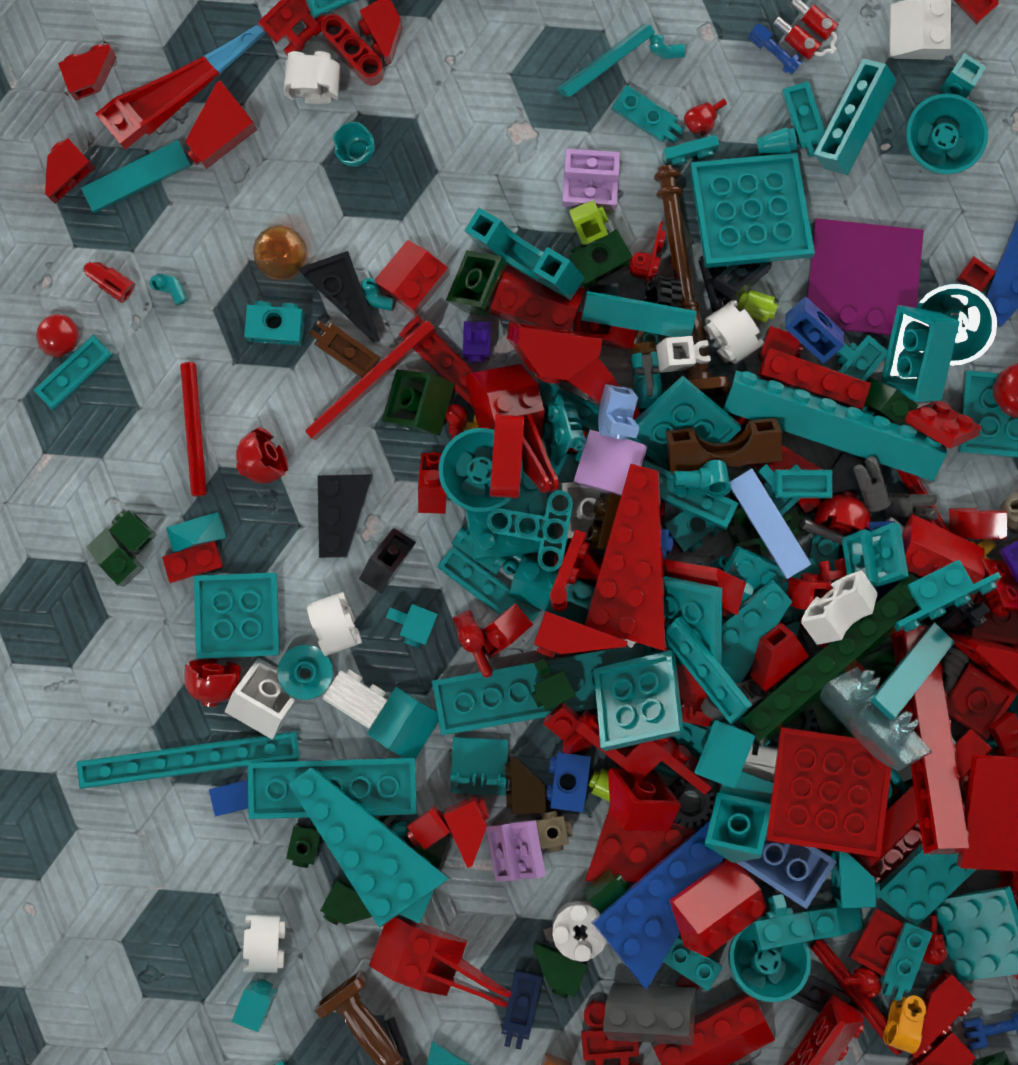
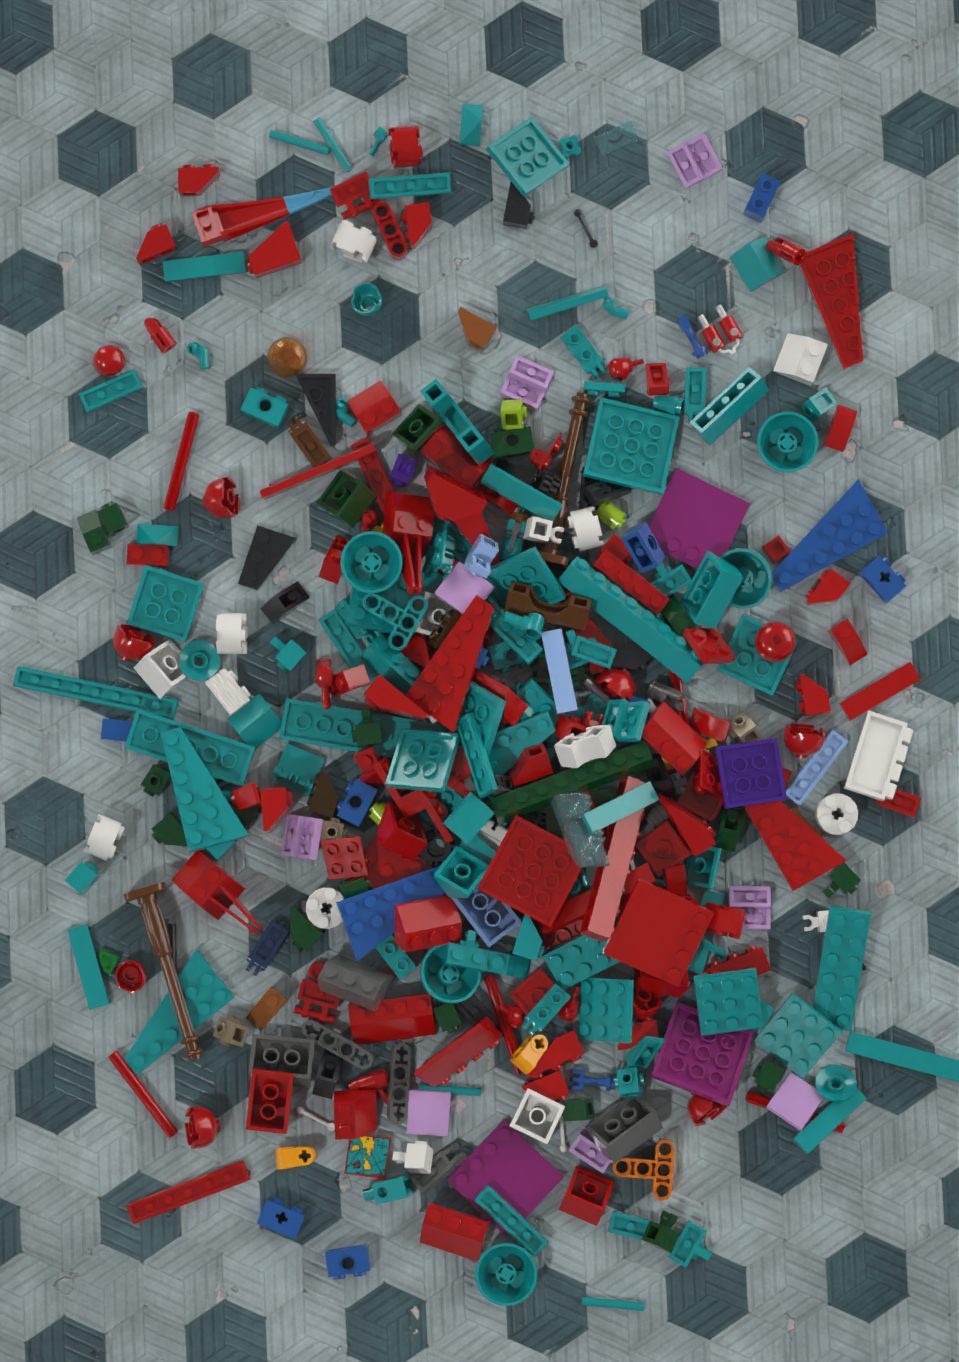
camera: 20 degrees right, 0 degrees up
(503, 134) = (476, 330): none -> dark orange slope
(507, 456) = (392, 559): red beam -> none
(568, 571) = (407, 655): red plate -> none
(581, 859) = (345, 857): none -> red hinge
(752, 117) = (656, 379): none -> red slope
(784, 1016) = (447, 1017): none -> dark green brick
(872, 485) = (642, 672): dark grey hinge -> none
(942, 589) = (660, 759): teal bracket -> none
(1002, 93) = (840, 428): none -> red slope

